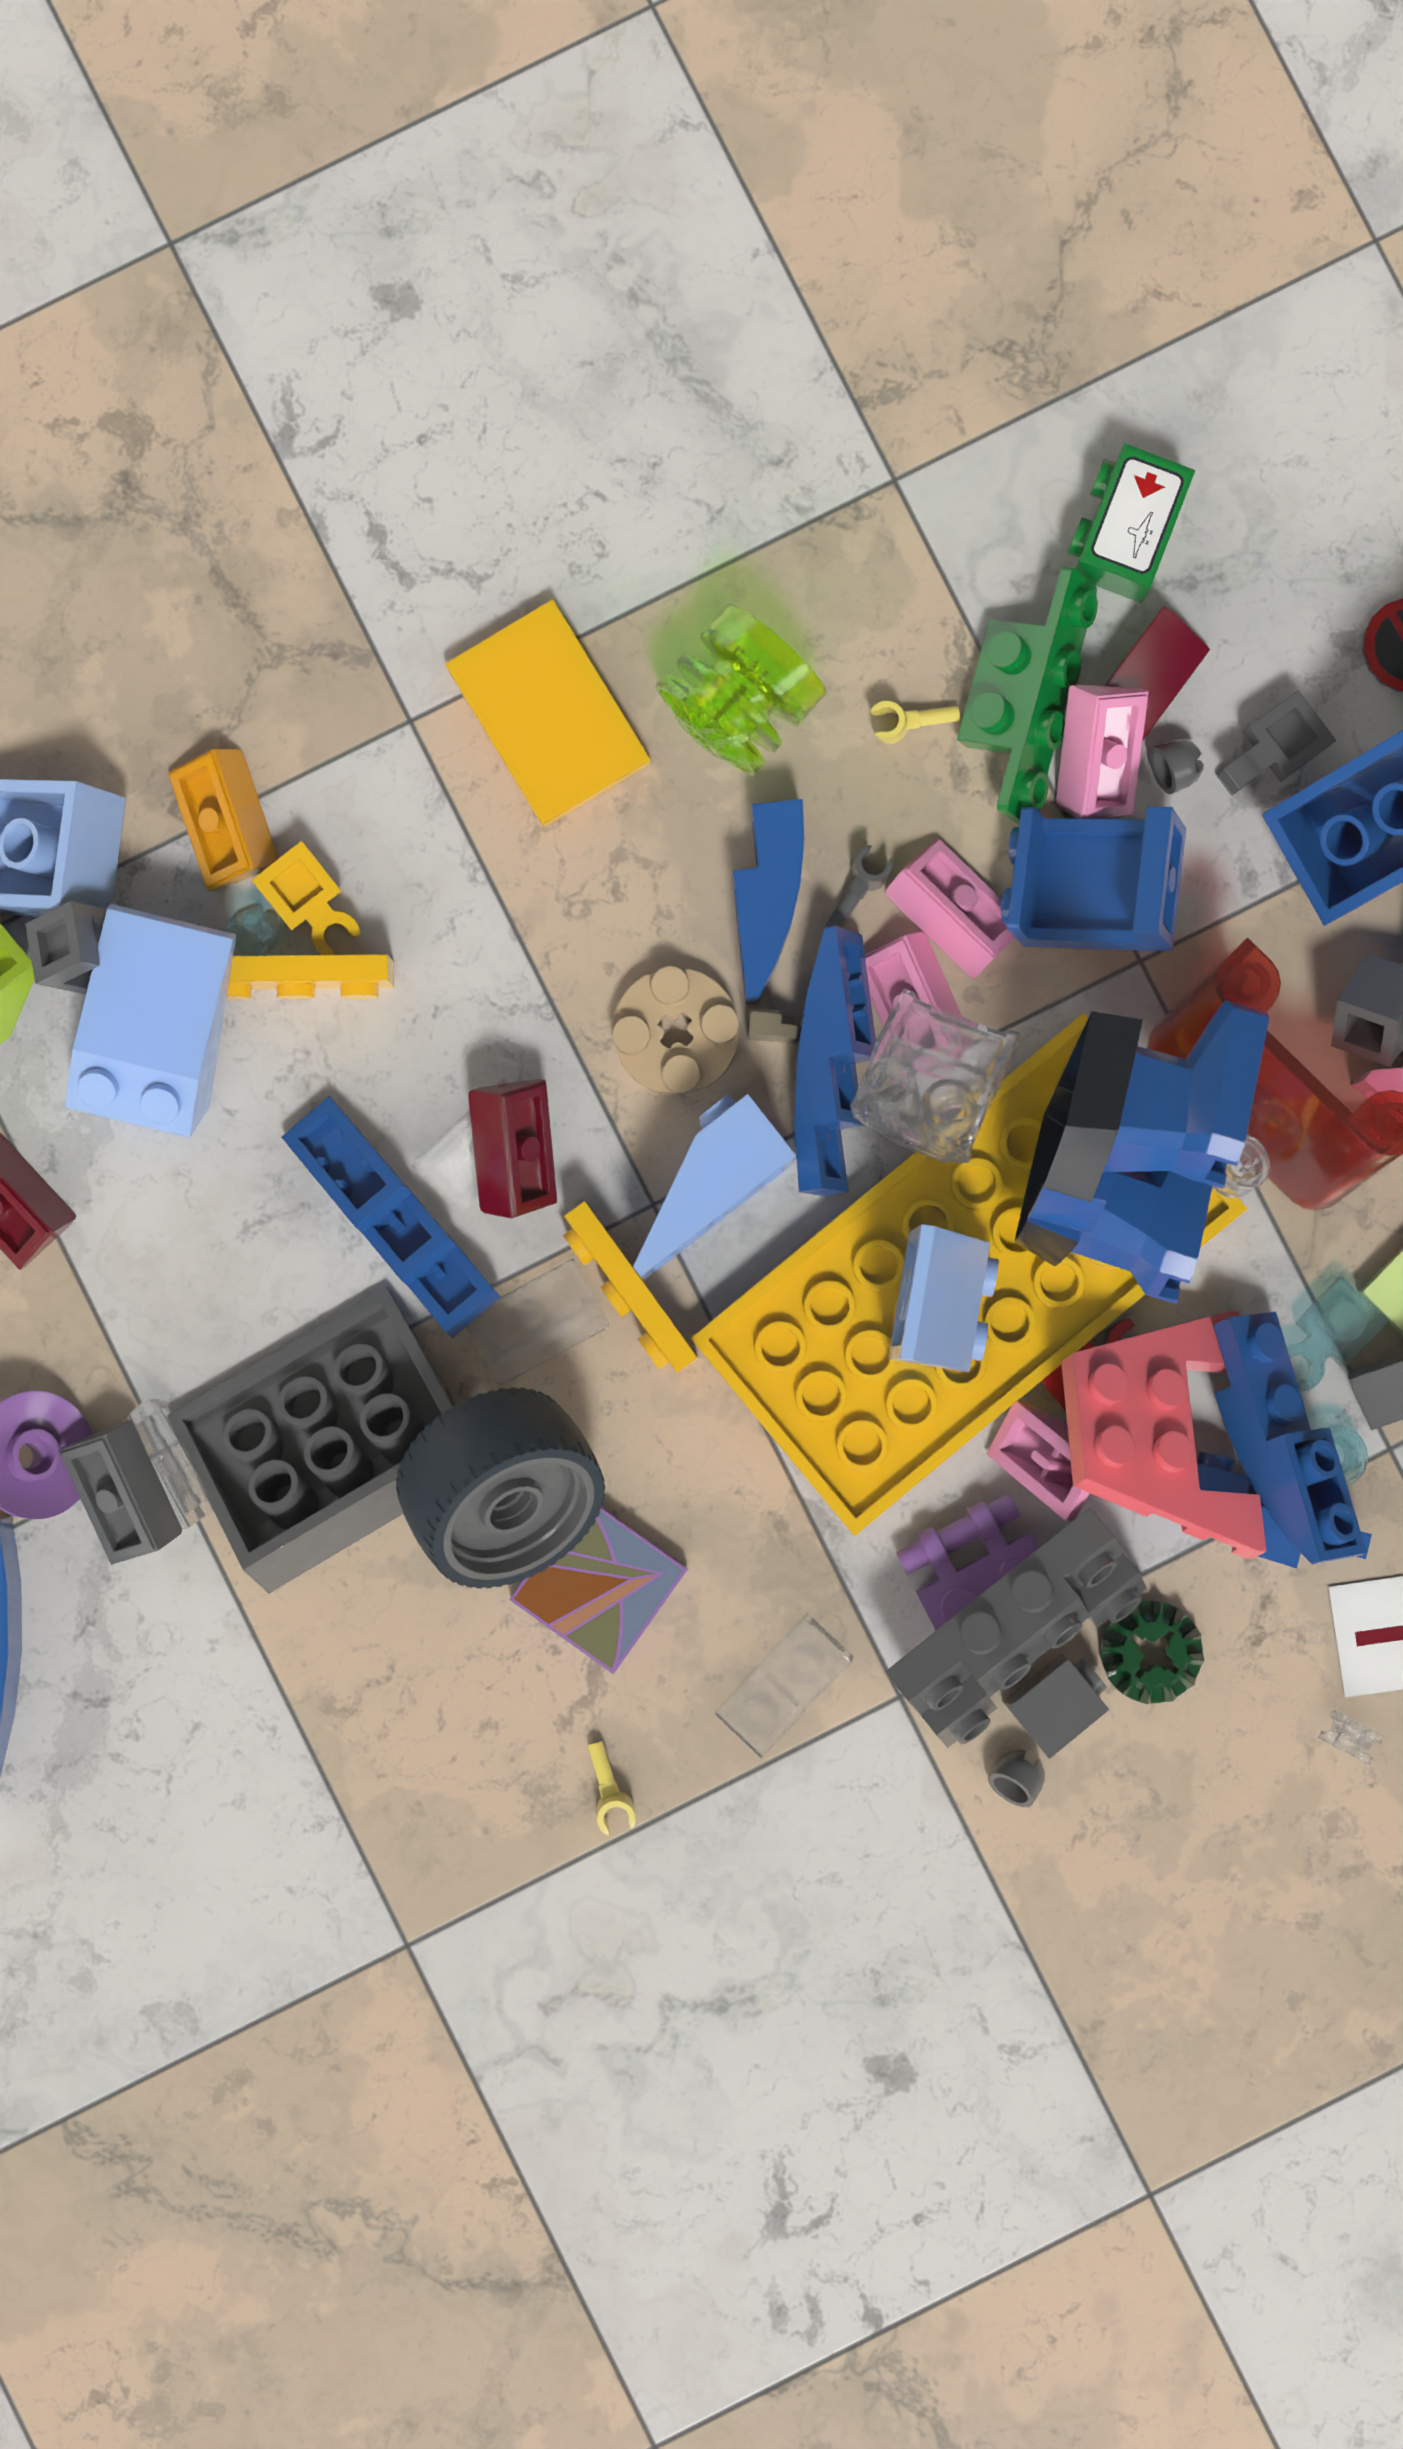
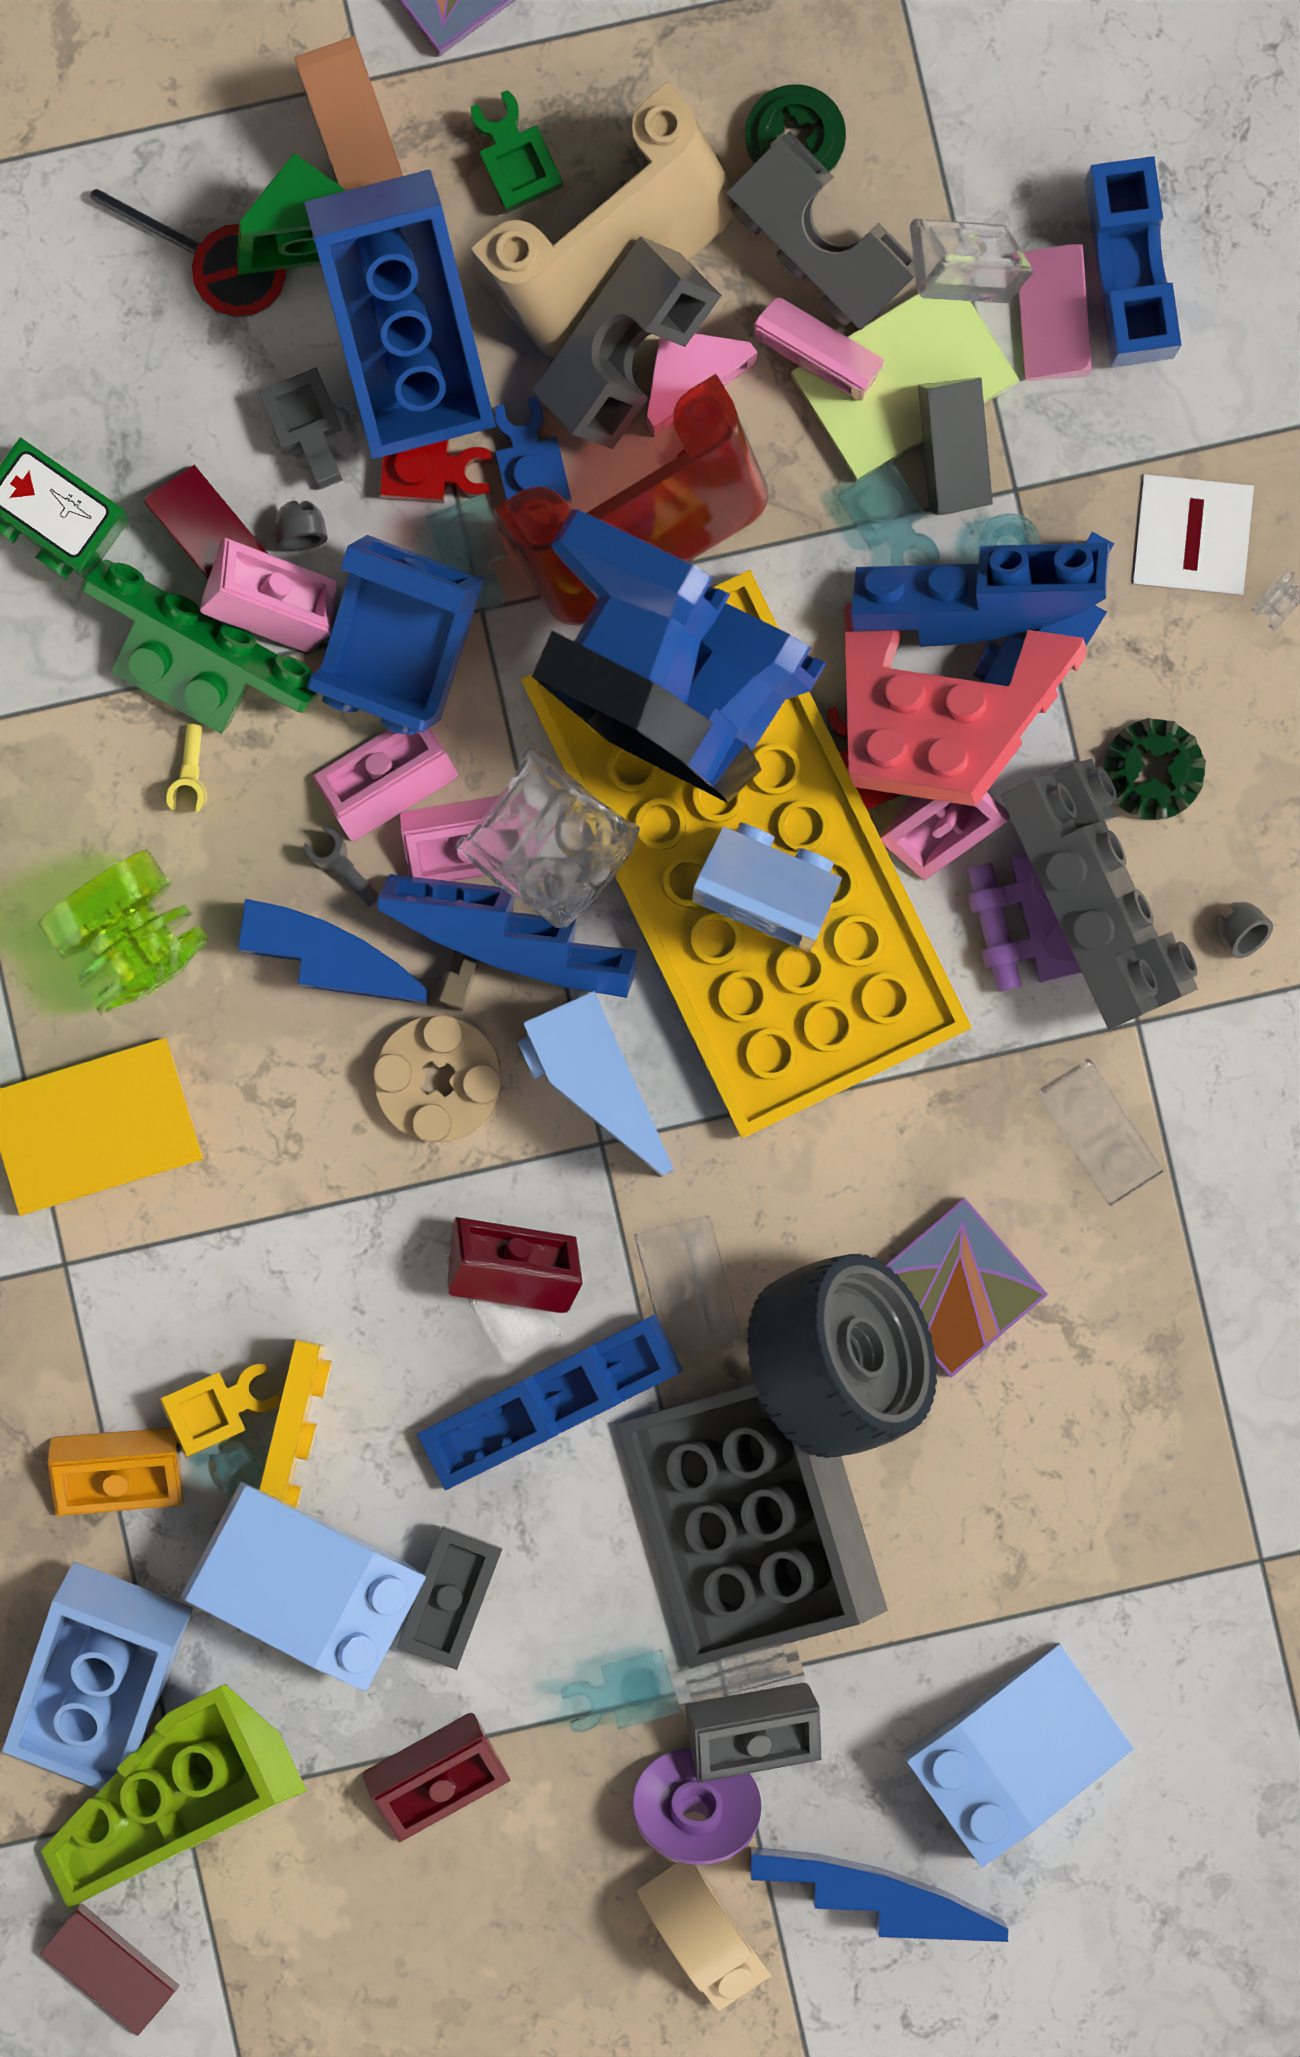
camera: 80 degrees left, 0 degrees up
(65, 945) = (210, 1650): dark grey panel -> none
(132, 1365) = (634, 1689): none -> clear light blue plate
(158, 1754) = (1018, 1754): none -> light blue slope
(179, 1167) = (449, 1597): none -> dark grey plate
(608, 1789) = (1156, 1327): light yellow hand -> none
(627, 1290) = (680, 1188): yellow plate -> none
(1058, 1703) = (1180, 872): dark grey brick -> none
(1203, 934) = (471, 542): none -> clear light blue plate
(1256, 1170) = (712, 550): clear bush -> none
(1262, 872) = (426, 470): none -> red plate
(1302, 968) = (529, 460): none -> blue plate

